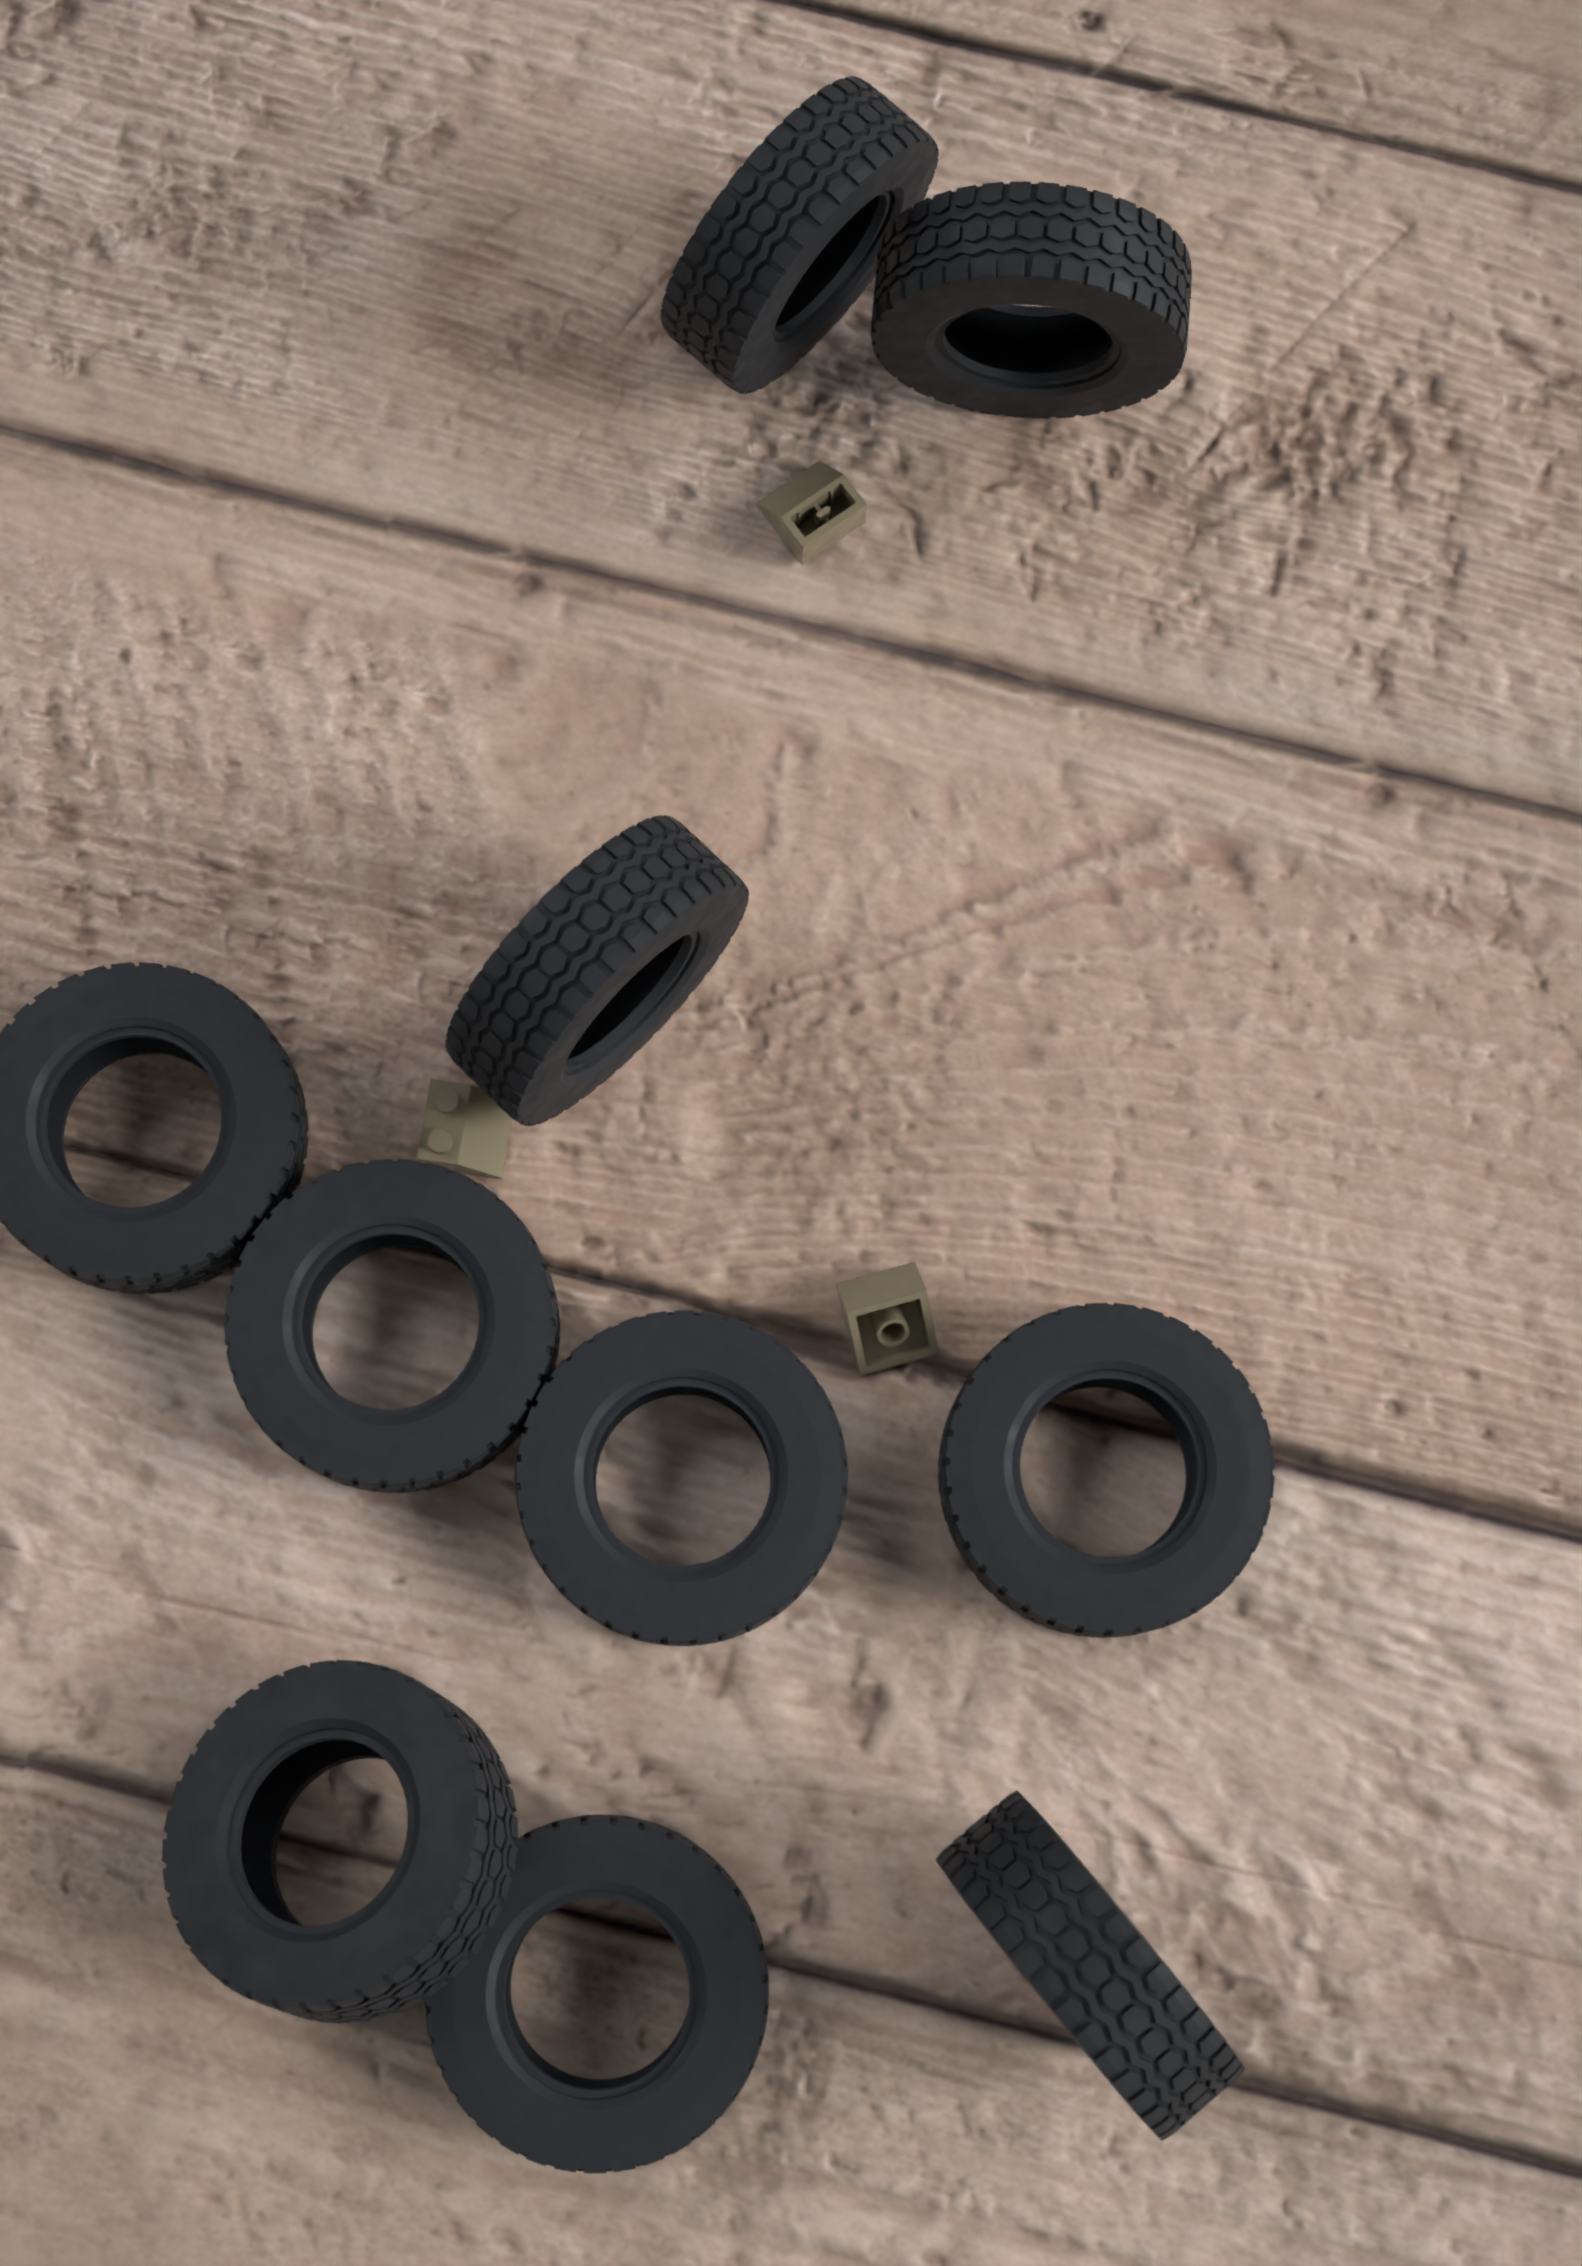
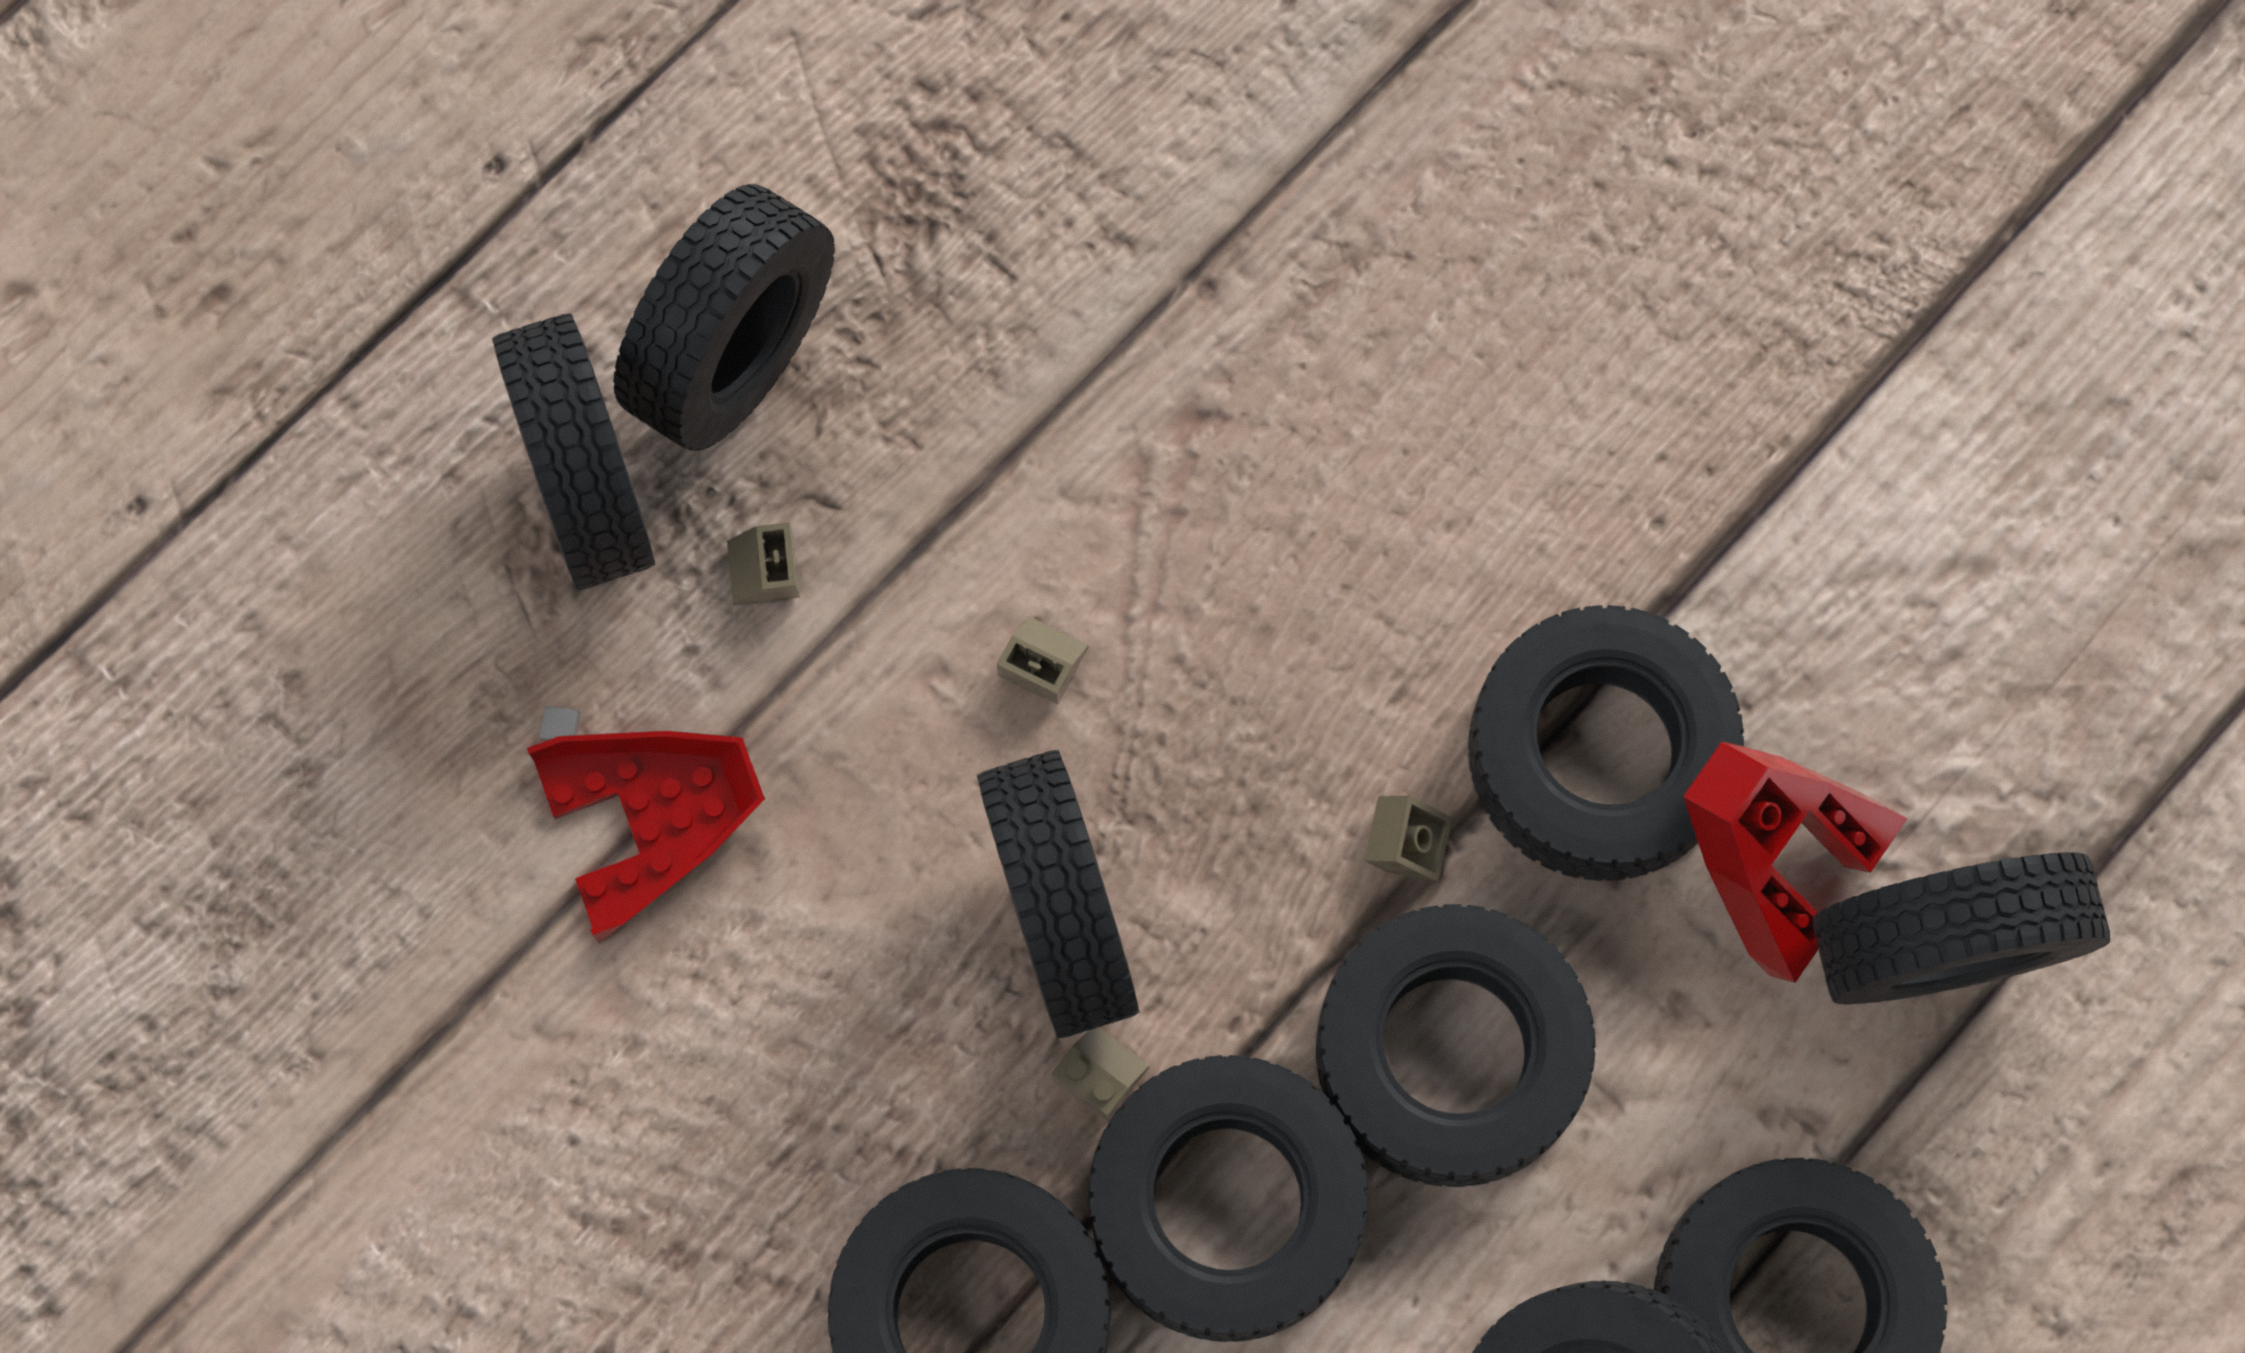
camera: 55 degrees left, 5 degrees down
(522, 563) = (678, 797): none -> red piece
(536, 407) = (559, 722): none -> light grey tile
(870, 837) = (1041, 659): none -> dark tan slope
(1102, 1660) = (1743, 817): none -> red piece

